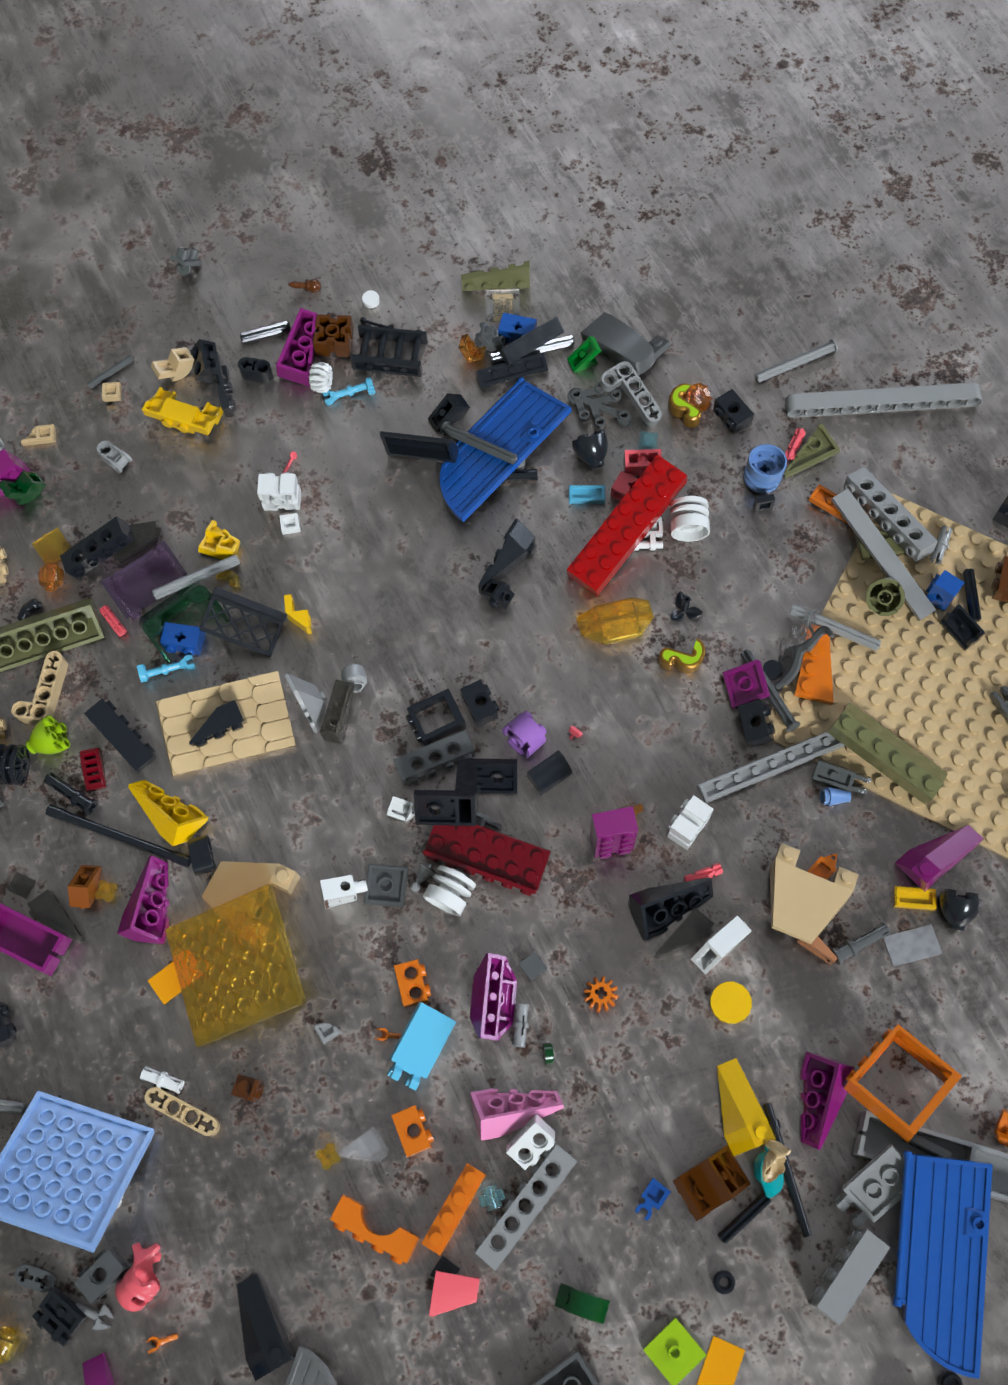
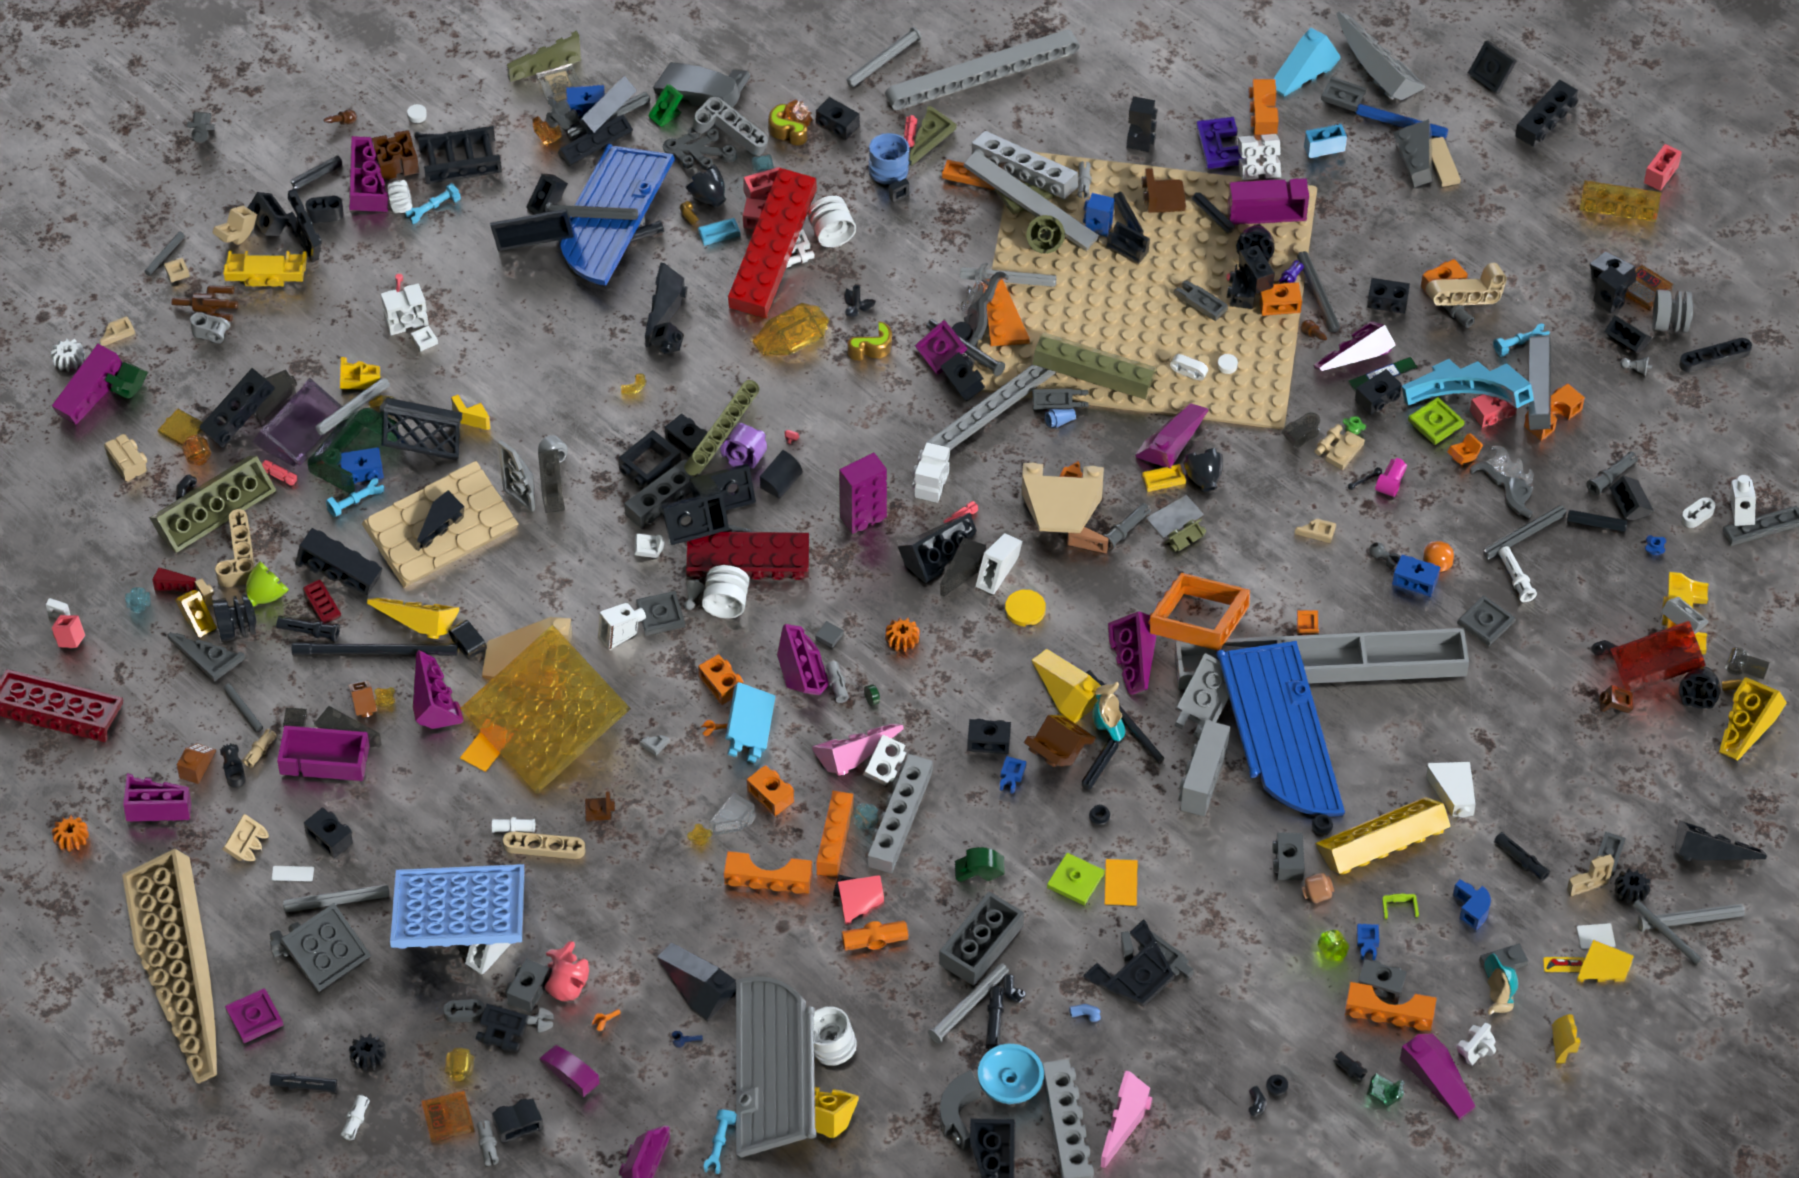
camera: 25 degrees left, 15 degrees down
(124, 433) = (209, 302): none -> reddish brown plant
(450, 1346) = (874, 935): none -> orange piece
(454, 633) = (636, 386): none -> clear yellow arm
(503, 713) = (721, 428): none -> olive beam
(564, 467) = (686, 209): none -> pearl gold arm
(654, 1155) = (997, 742): none -> black brick
(923, 971) = (1191, 530): none -> olive hinge
(979, 785) = (1189, 367): none -> white beam

